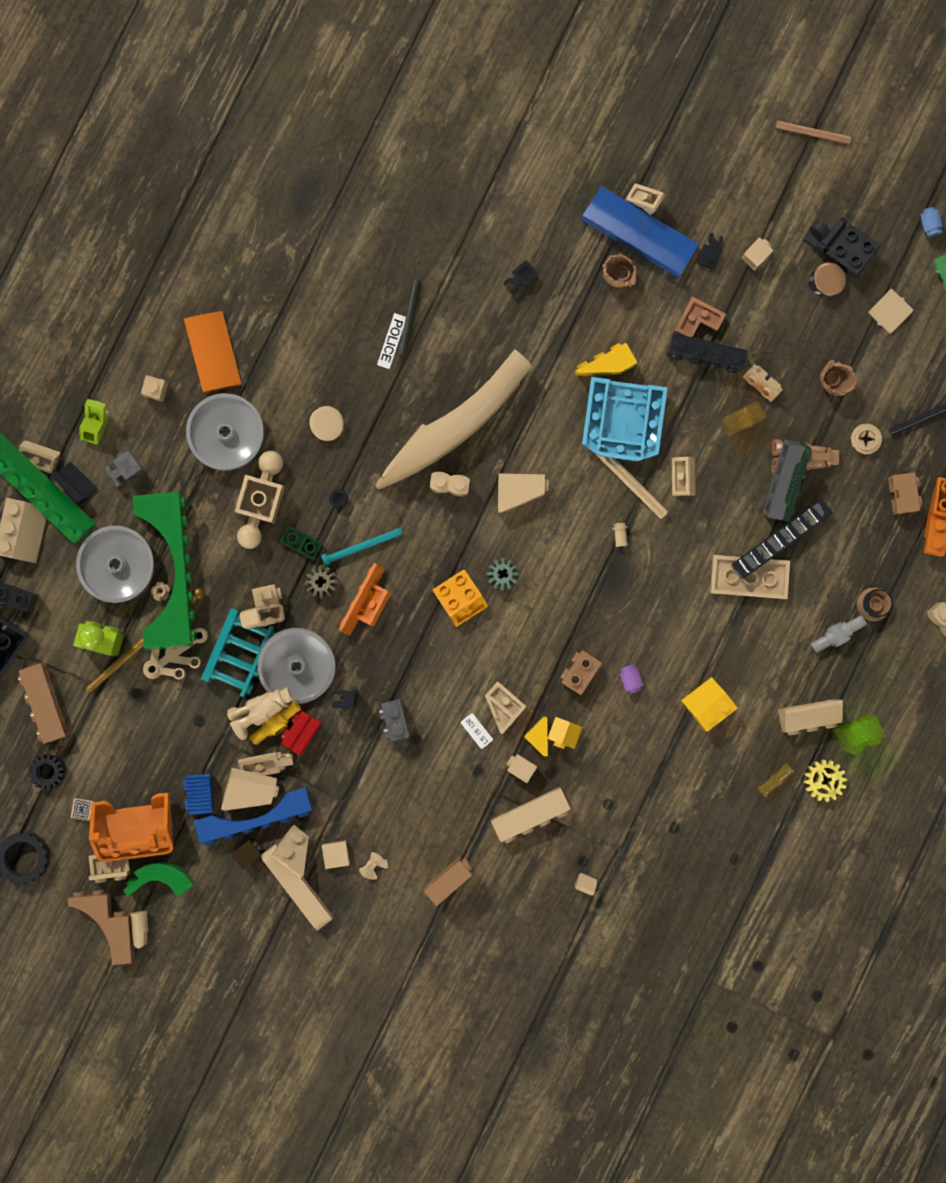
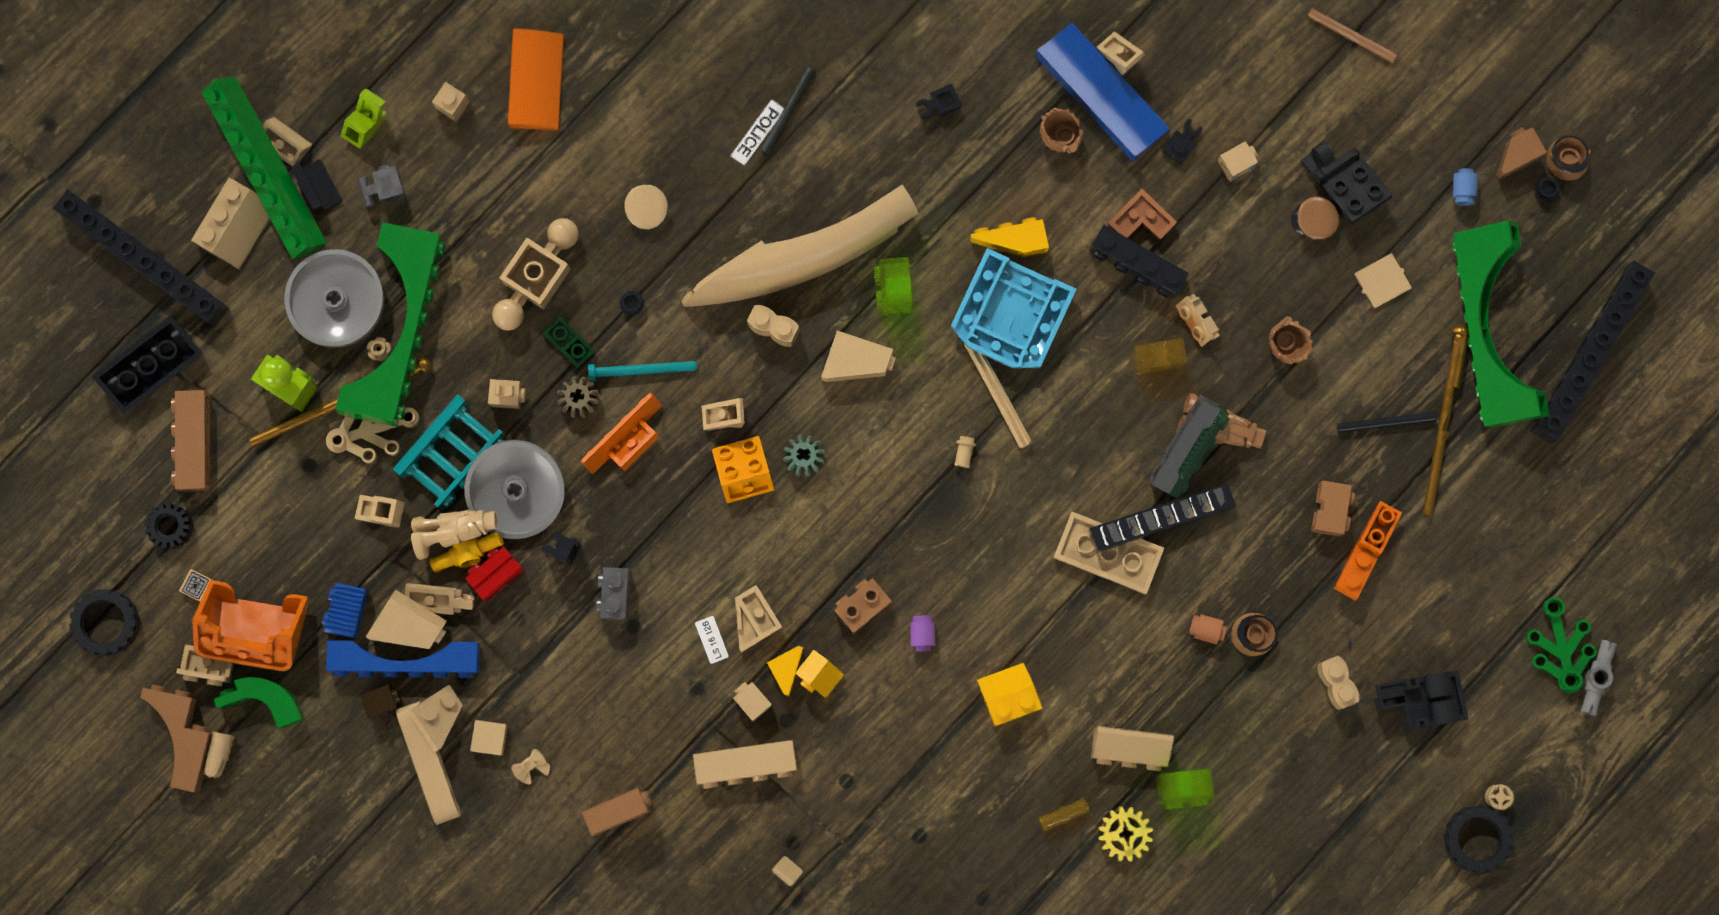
camera: 20 degrees right, 5 degrees down
(200, 712) = (380, 510): none -> tan brick
(225, 432) = (519, 179): light grey dish -> none
(262, 616) = (492, 415): tan brick -> none
(433, 562) = (723, 414): none -> tan slope
(531, 426) = (895, 286): none -> clear neon green brick
(683, 476) = (1065, 404): tan slope -> none
(838, 634) = (1197, 657): light grey pin -> none
(840, 611) = (1207, 629): none -> nougat brick
(872, 432) = (1315, 422): tan gear -> none

